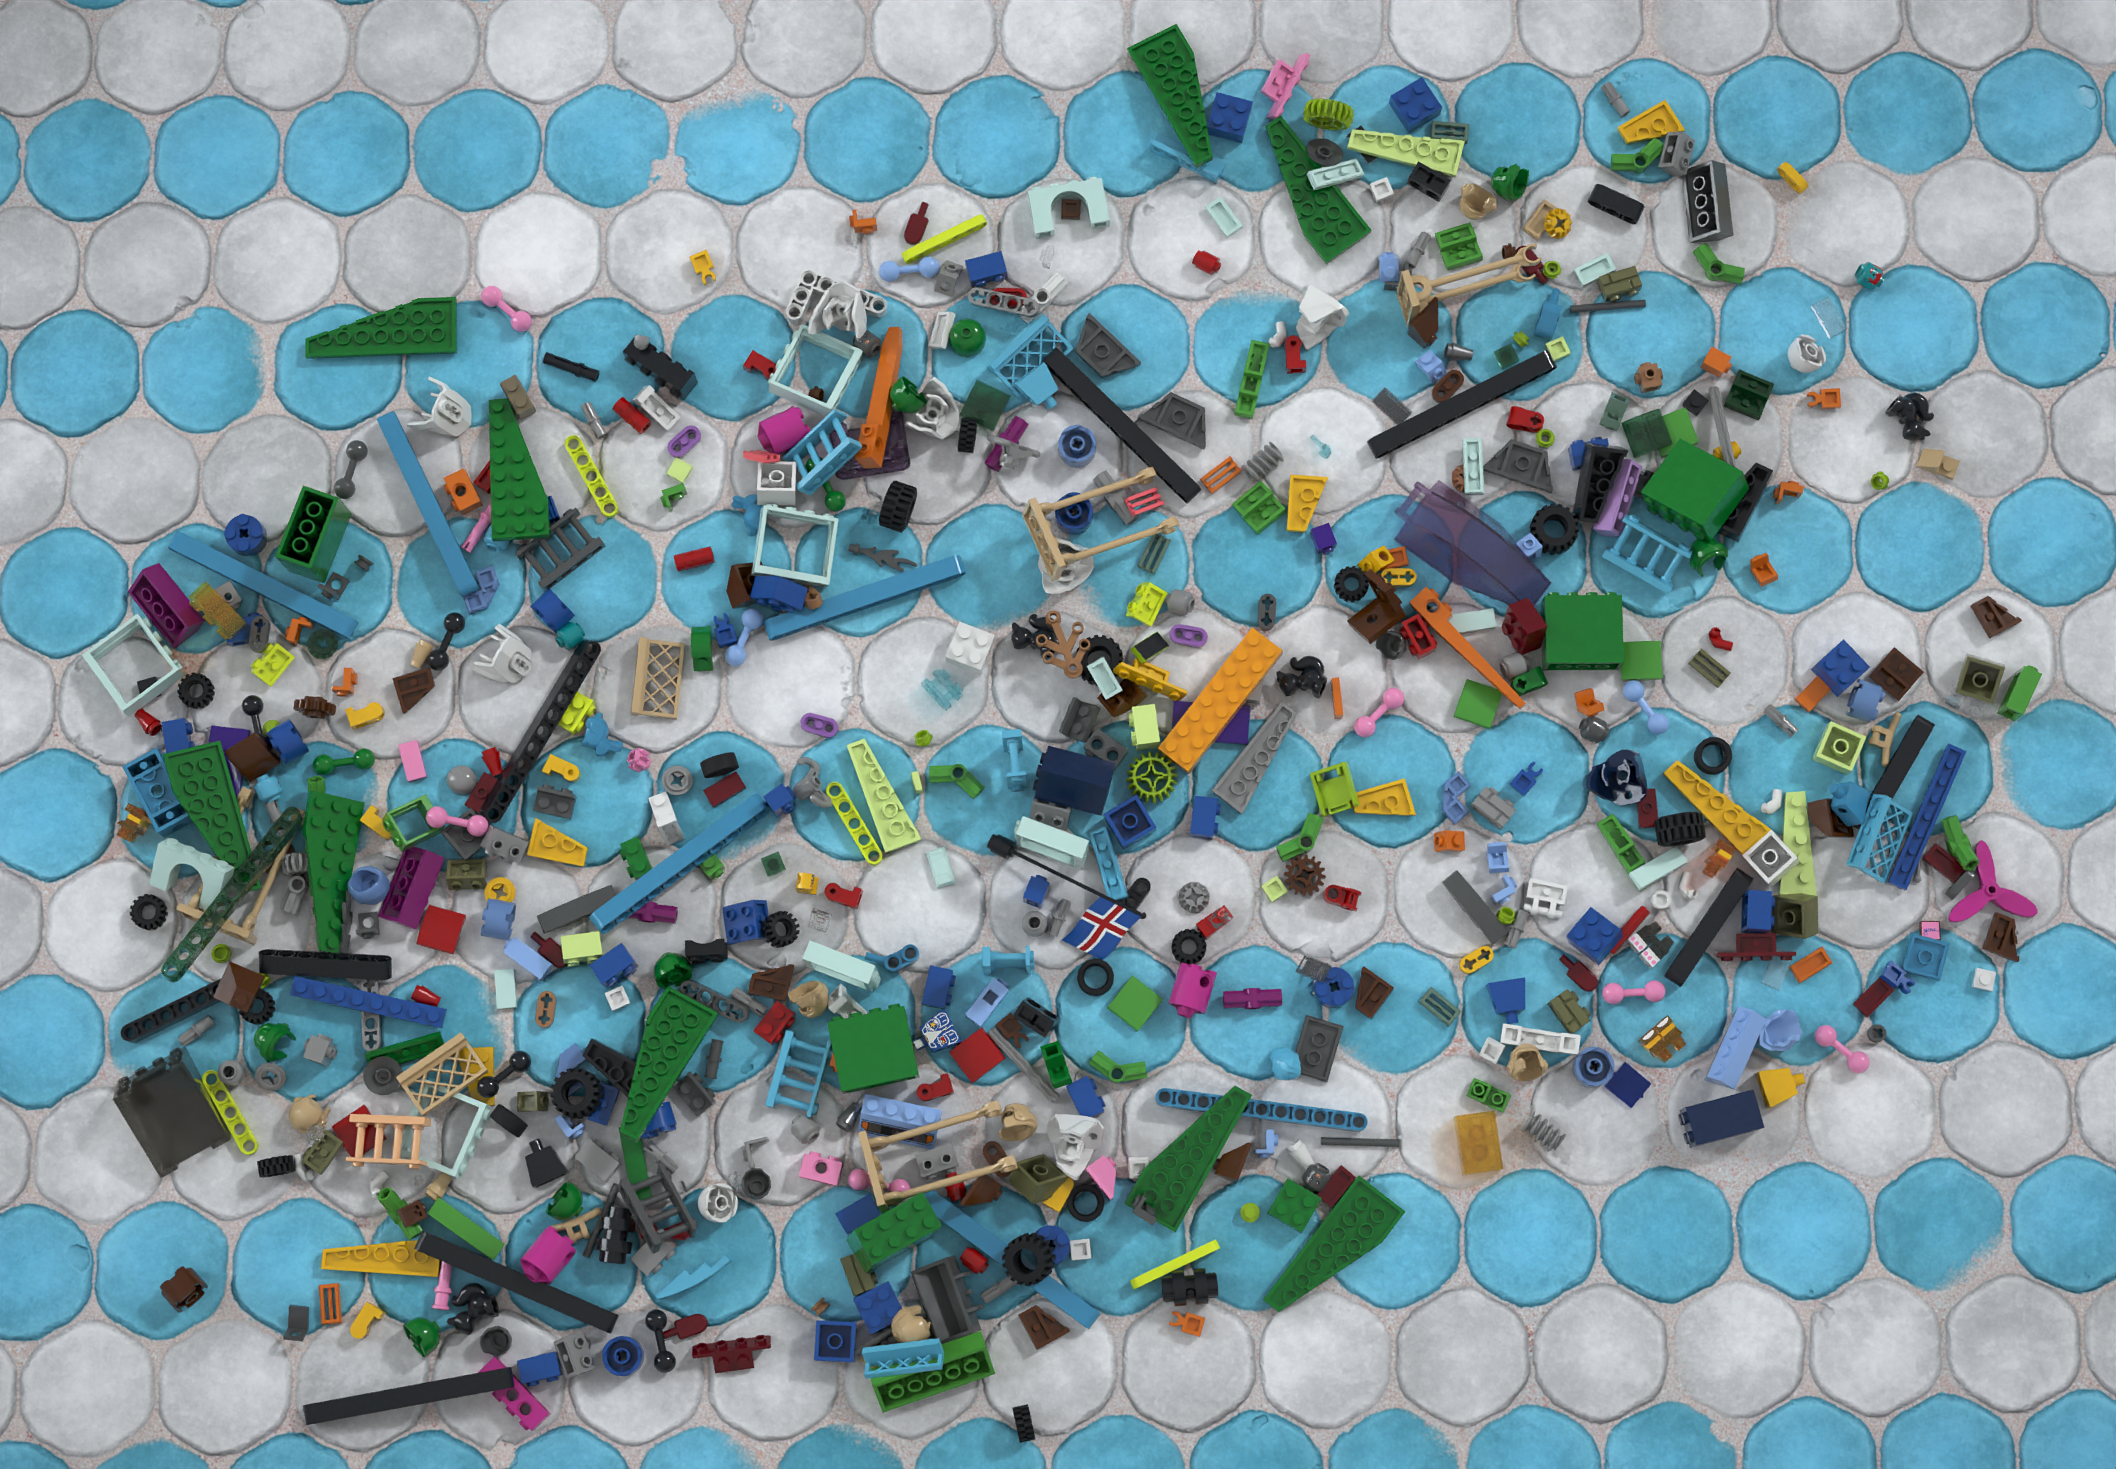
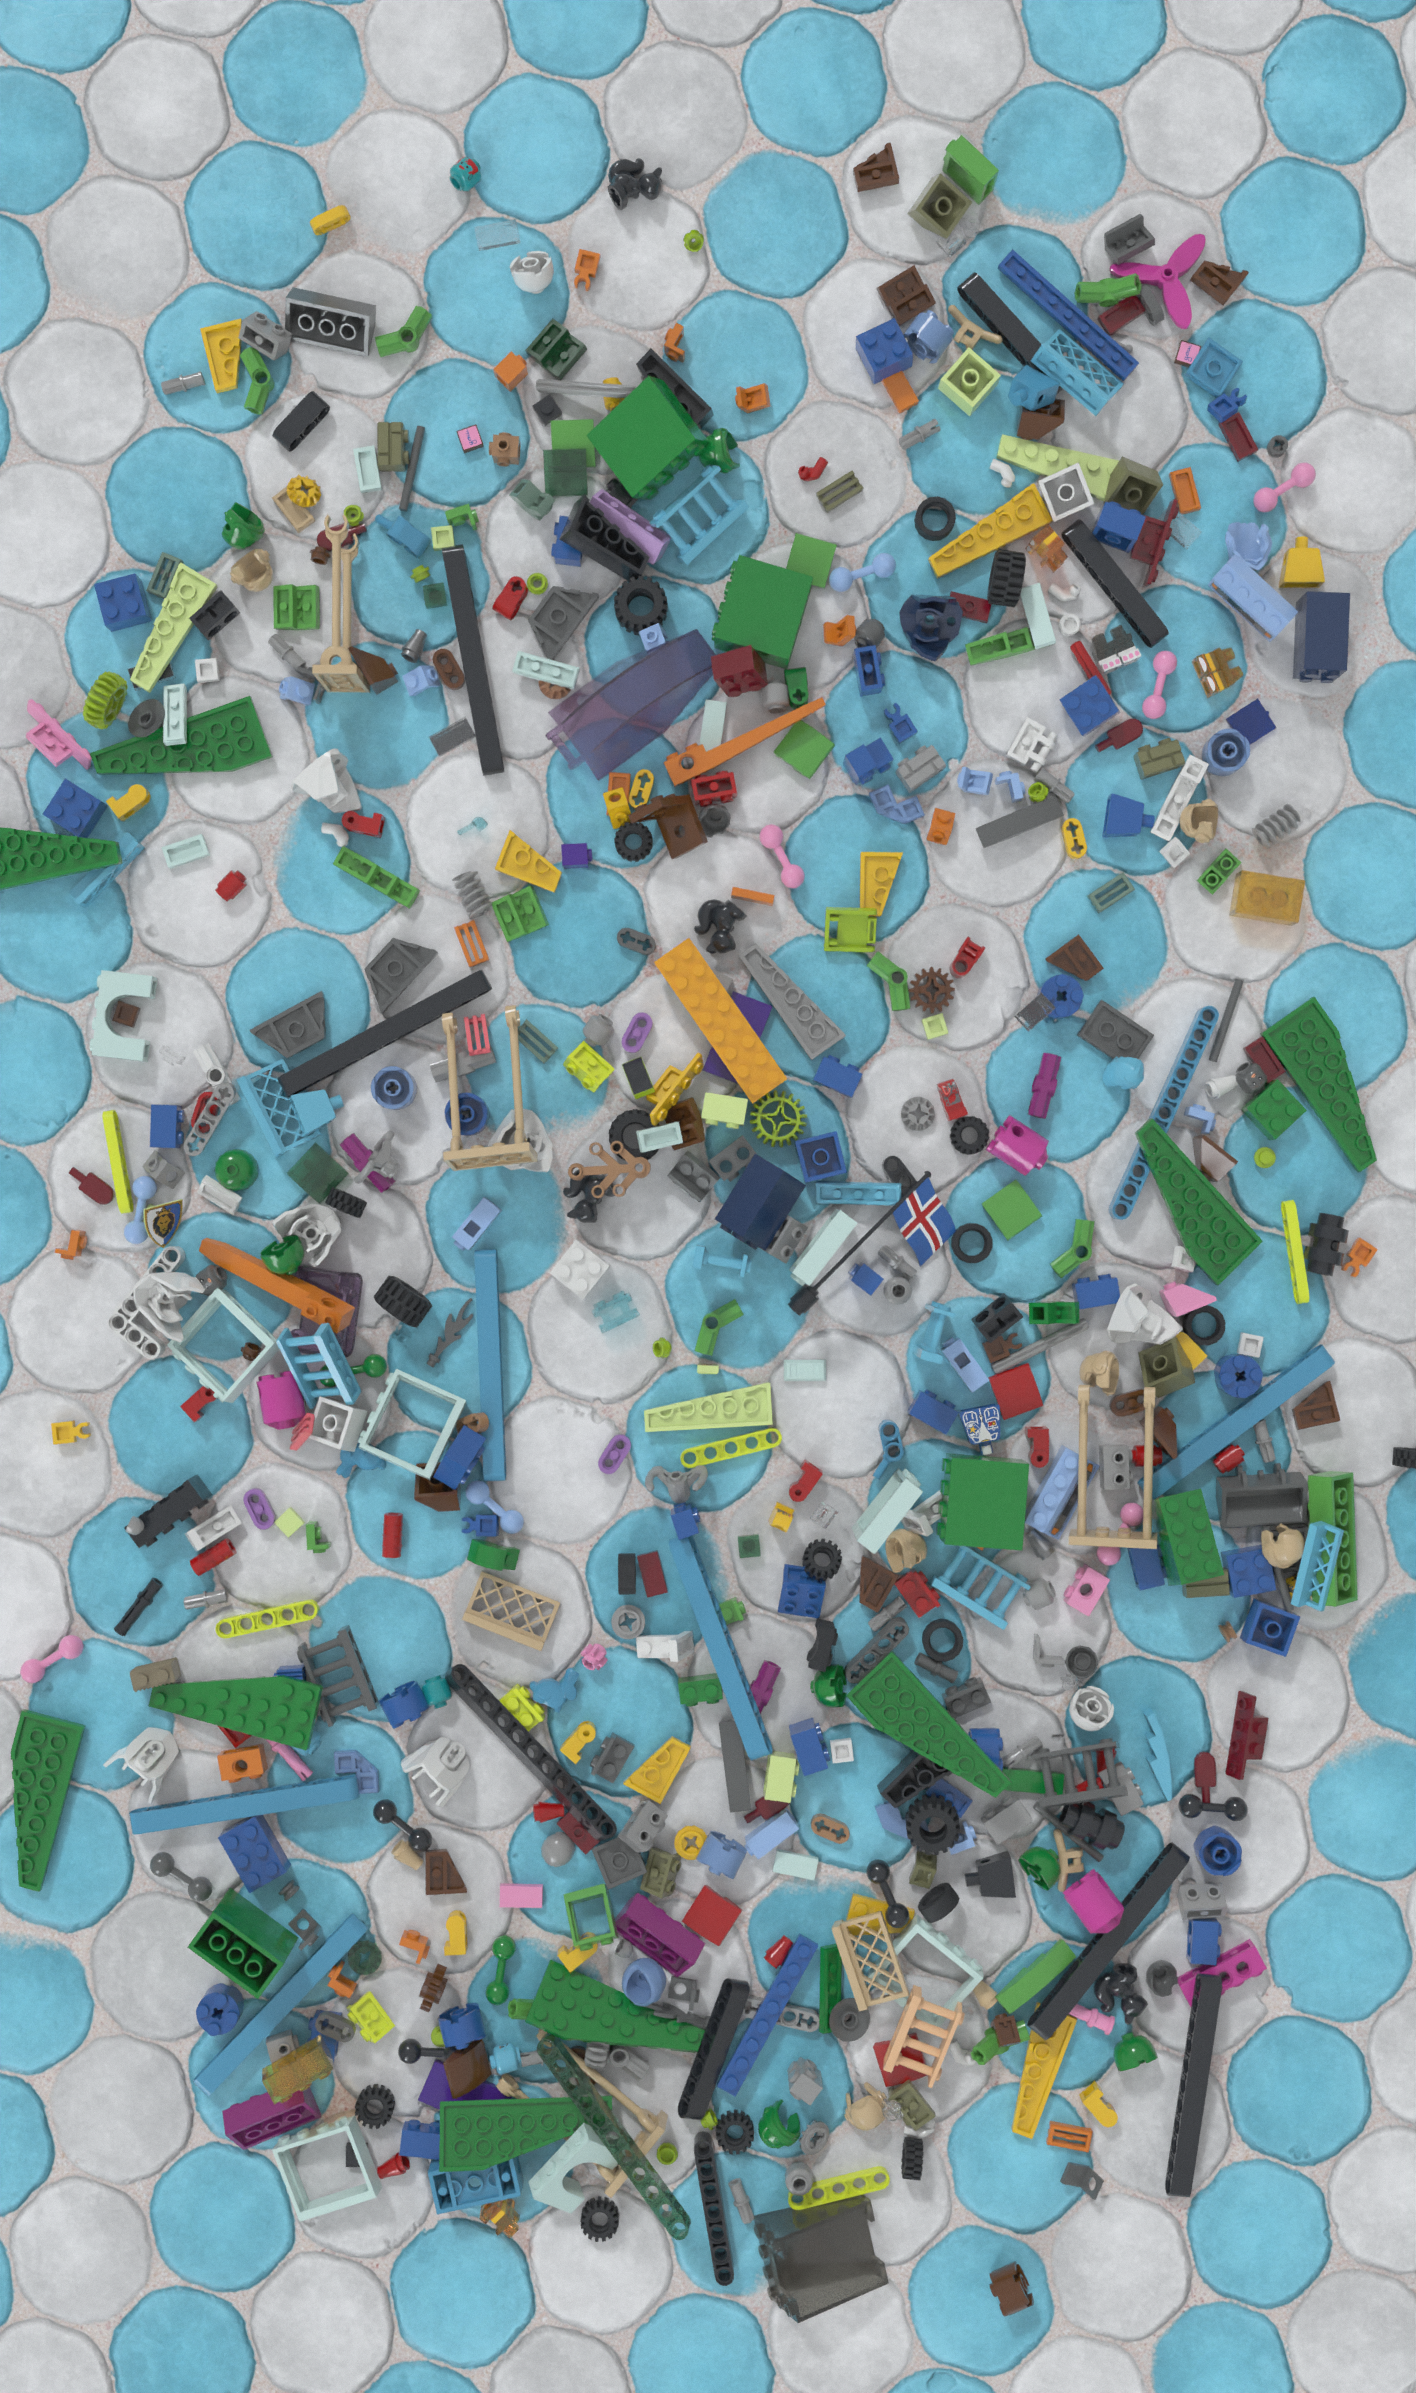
camera: 80 degrees left, 10 degrees up
(239, 987) = (713, 2149): reddish brown slope -> none
(389, 524) = (254, 1852): none -> blue brick
(438, 817) = (594, 1889): bright pink piece -> none
(725, 1056) = (940, 1656): none -> black tyre
(905, 290) = (163, 1221): none -> shield
(982, 549) = (476, 1224): none -> light blue brick
(1016, 1267) = (1263, 1414): black tyre -> none
(1145, 1212) = (1237, 1268): dark grey bracket -> none
(1249, 160) = (129, 803): none -> yellow leg
(1484, 760) = (867, 761): none -> blue brick
(1562, 736) = (868, 671): none -> blue brick
(1580, 356) = (460, 514): none -> bright green bracket
(1649, 346) = (470, 438): none -> bright pink tile
(1938, 463) = (692, 172): tan slope -> none
(1983, 979) = (1255, 315): white plate -> none
(2009, 848) = (1128, 239): none -> dark grey bracket

